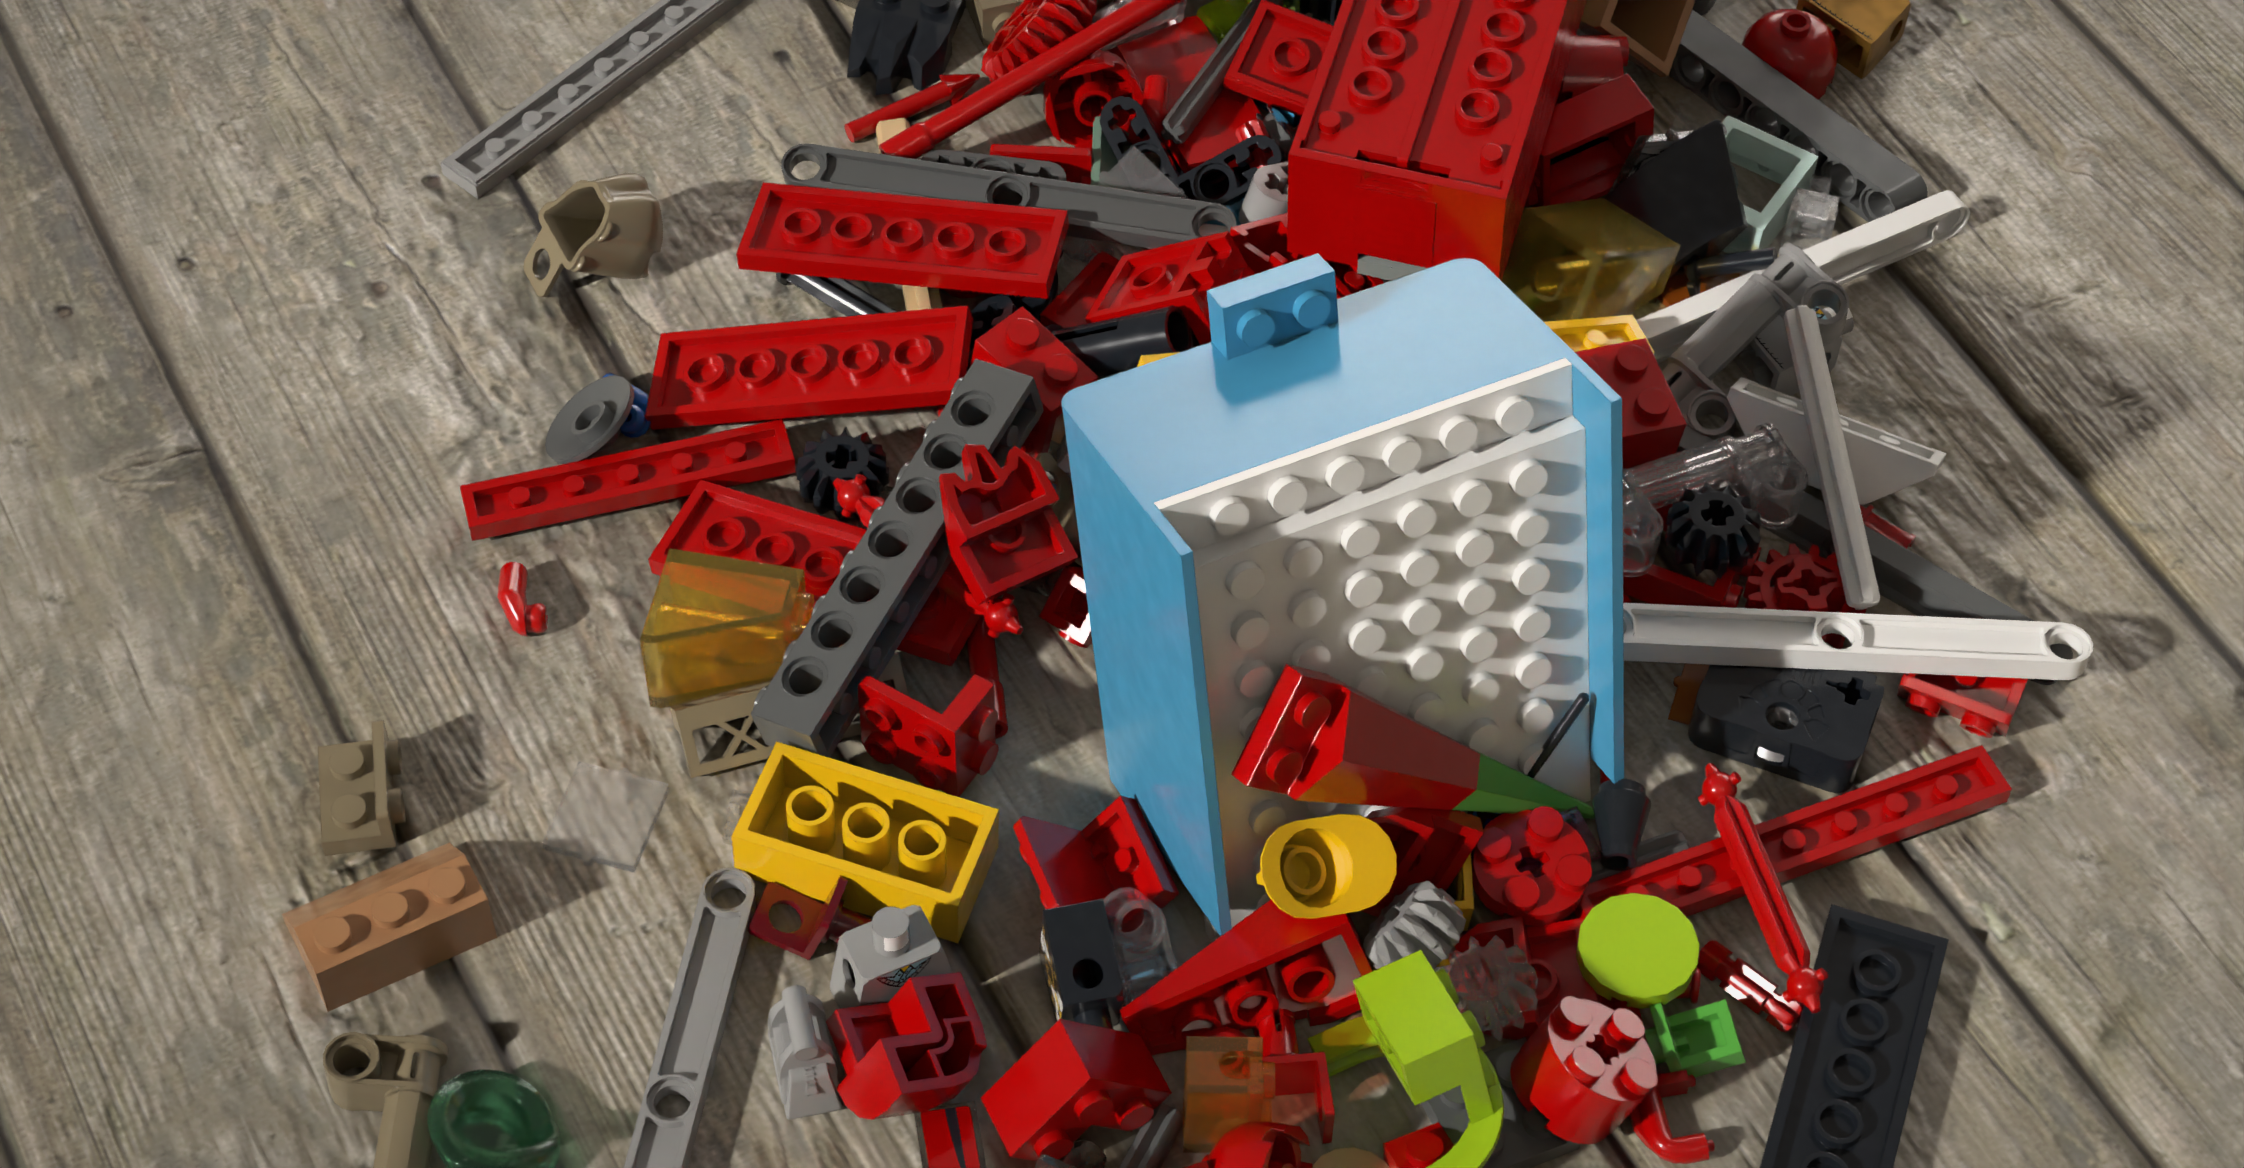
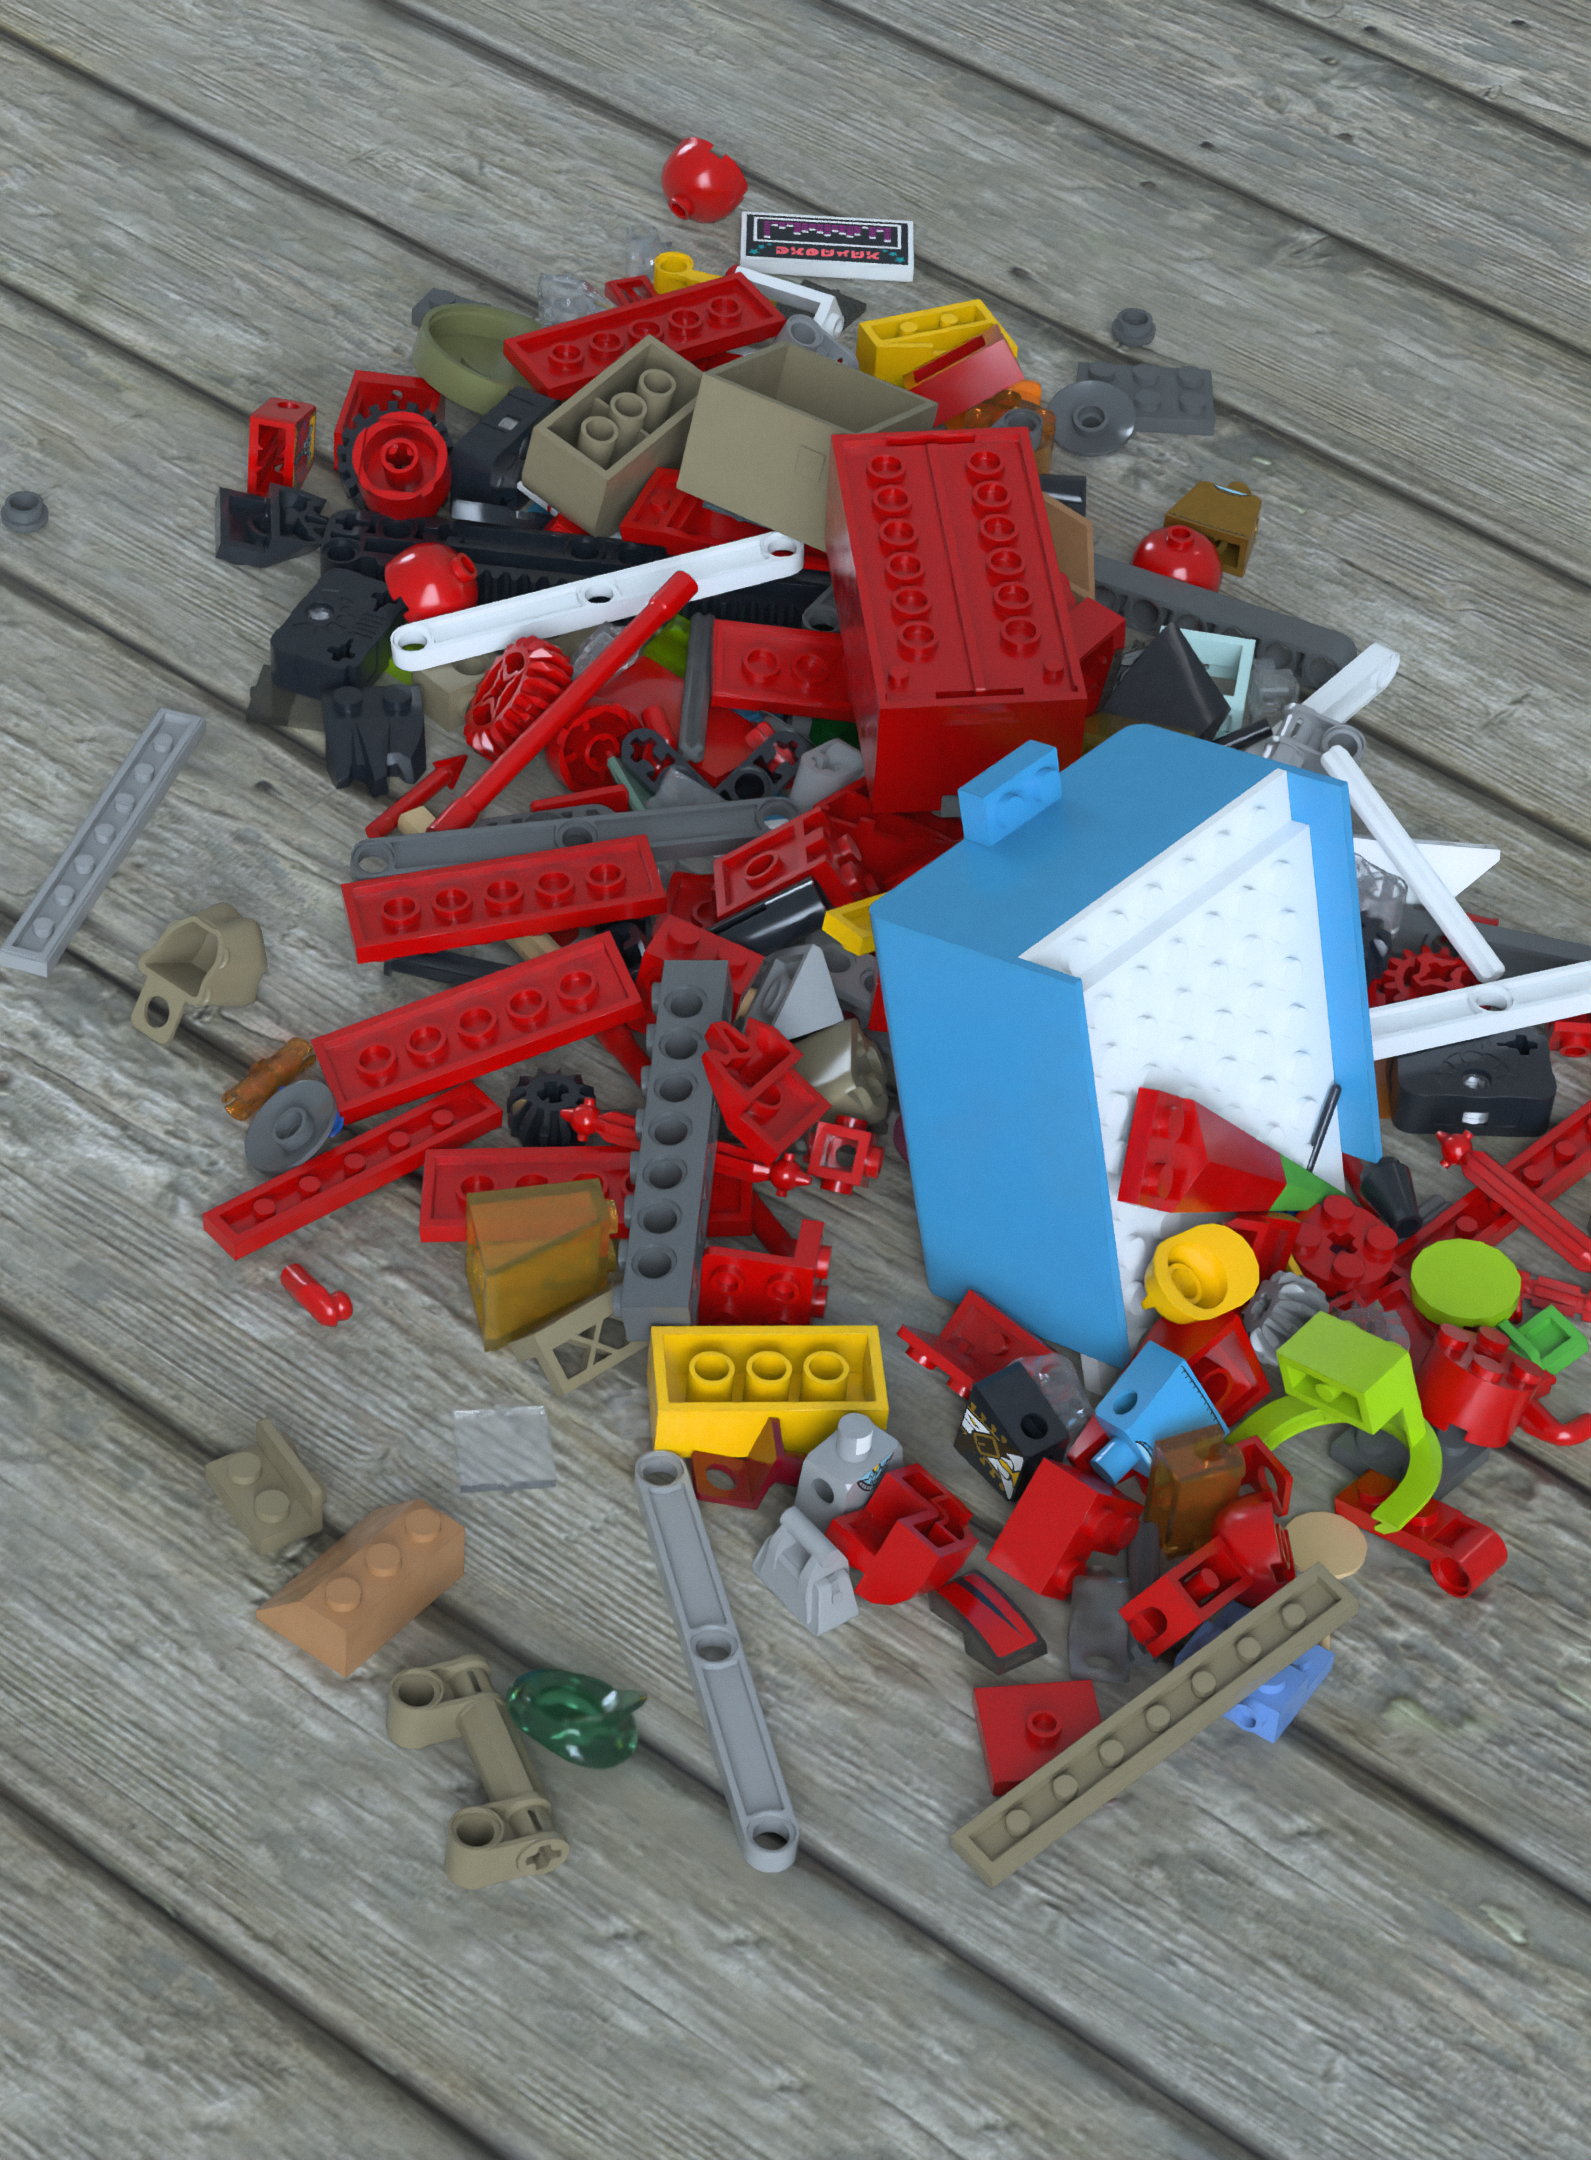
camera: 25 degrees left, 10 degrees down
(604, 358) = (267, 1077): none -> clear orange pin
(1214, 994) = (1147, 1404): none -> dark azure torso

